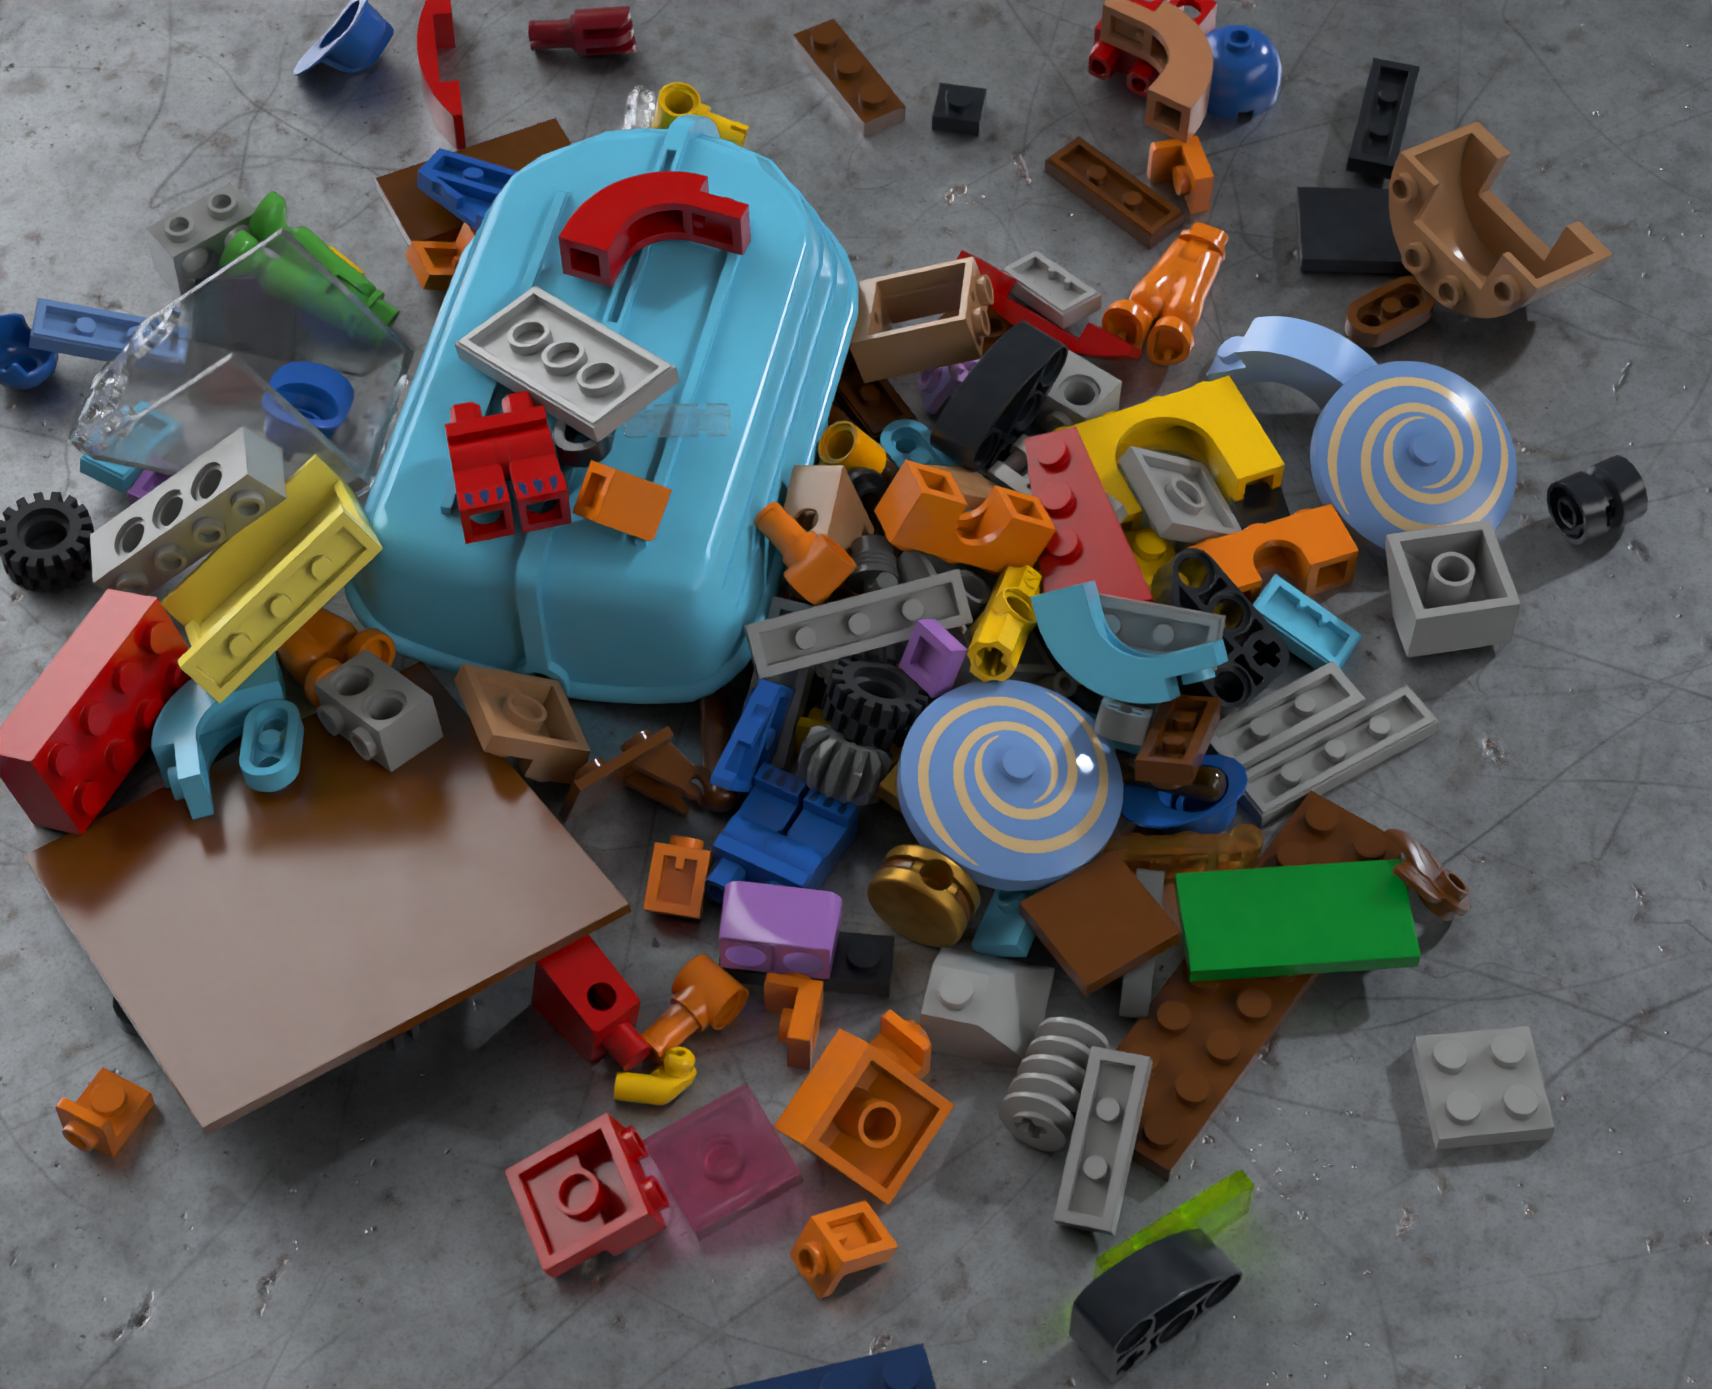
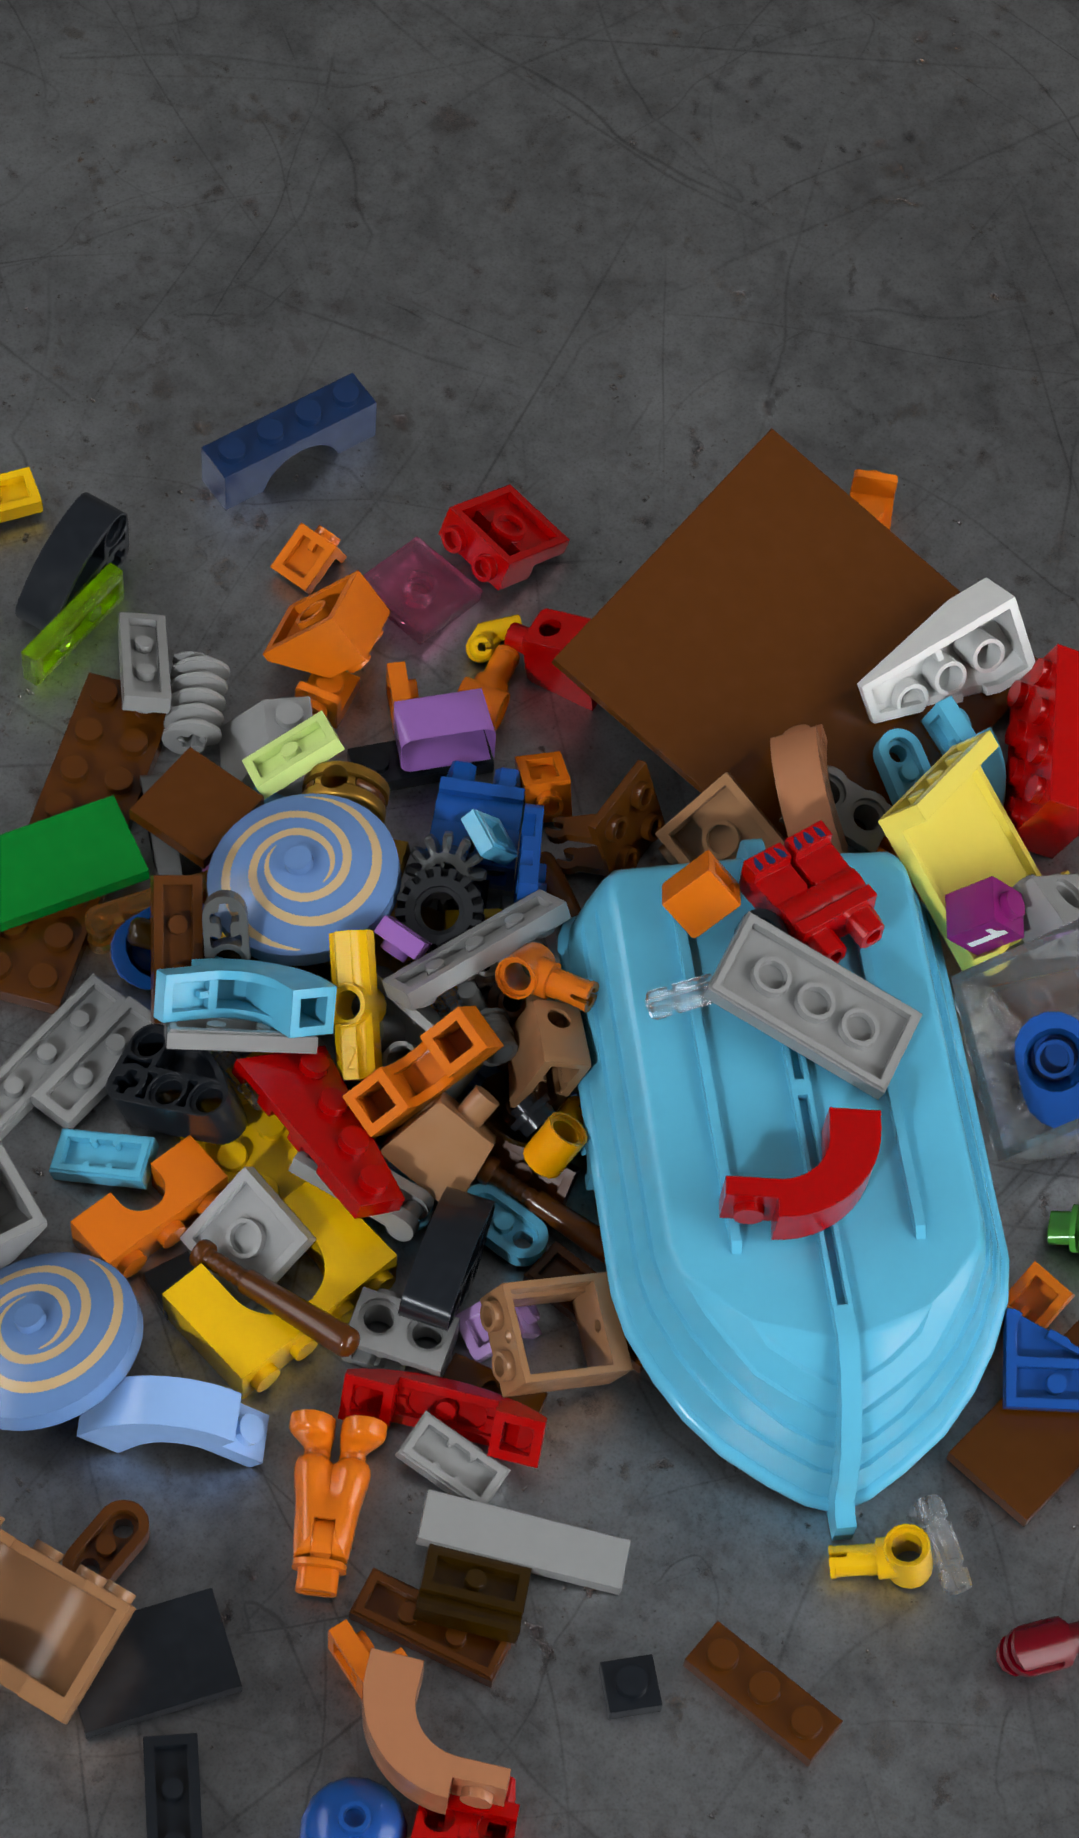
camera: 155 degrees right, 5 degrees up
(115, 850) = (959, 651): none -> white wedge
(313, 473) = (984, 915): none -> magenta brick
(409, 704) = (804, 782): none -> nougat arch
(784, 772) = (489, 837): none -> medium azure tile
(969, 936) = (293, 754): none -> yellowish green plate
(1011, 215) = (524, 1540): none -> light grey tile
(1072, 186) = (472, 1593): none -> dark brown plate
(1168, 408) = (291, 1308): none -> reddish brown piece

